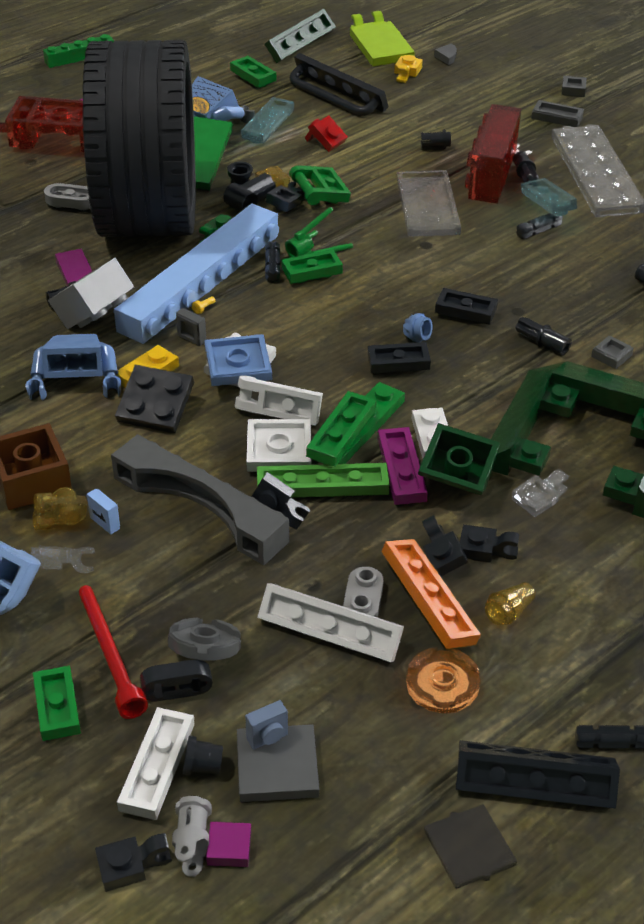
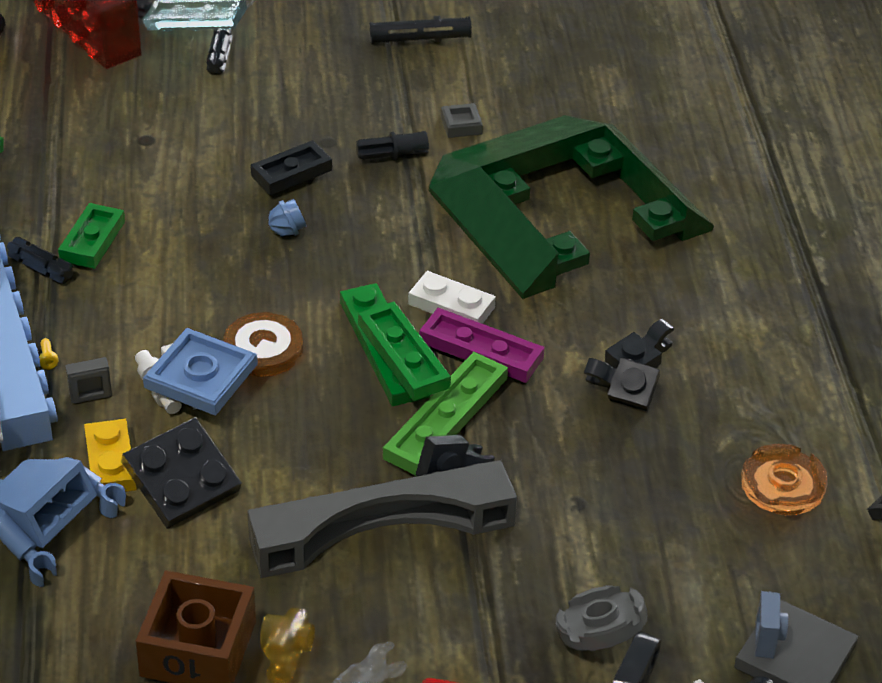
camera: 55 degrees left, 0 degrees up
(103, 511) = (328, 605): light blue tile -> none
(277, 442) = (358, 415): white plate -> none
(278, 400) = (294, 377): white plate -> none
(302, 242) = (44, 223): green plant -> none
(303, 373) = (271, 337): none -> clear orange tile
(331, 622) = (653, 513): white plate -> none
(364, 591) = (632, 474): light grey plate -> none
(398, 357) = (317, 257): black plate -> none
(428, 203) = (82, 98): clear tile -> none
(431, 594) = (675, 422): orange plate -> none
(459, 459) = (534, 297): dark green slope -> none
(507, 604) = (735, 380): clear yellow cone -> none
(539, 494) = (611, 278): clear plate -> none

